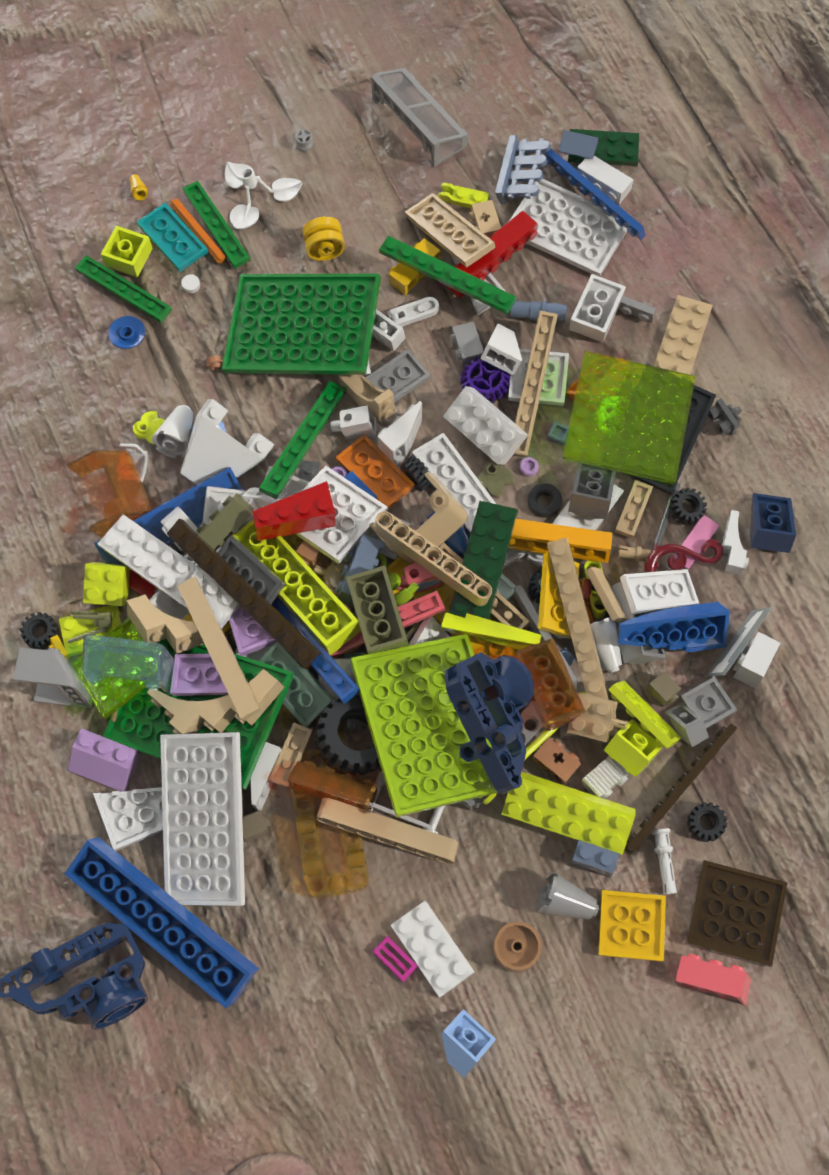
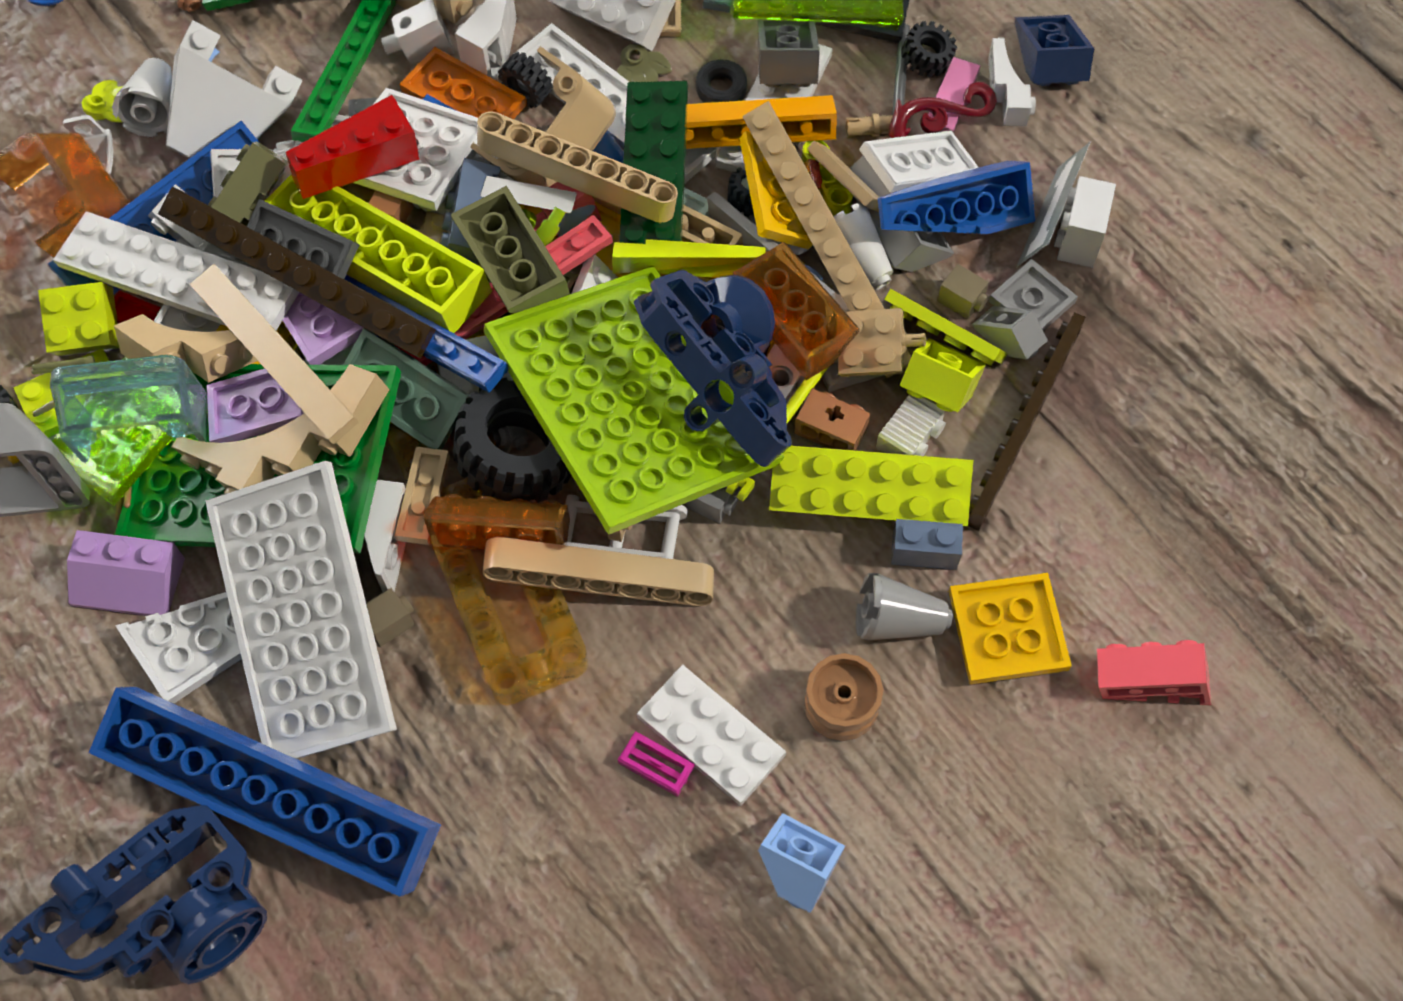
camera: 15 degrees left, 5 degrees down
(399, 567) = (532, 194): none -> white sticker
(528, 467) = (687, 46): lavender tile -> none
(633, 509) = (853, 69): tan plate -> none
(664, 852) = (1026, 512): white pin -> none
(716, 813) = (1086, 443): black tyre -> none
(736, 913) = (1160, 575): dark brown plate -> none

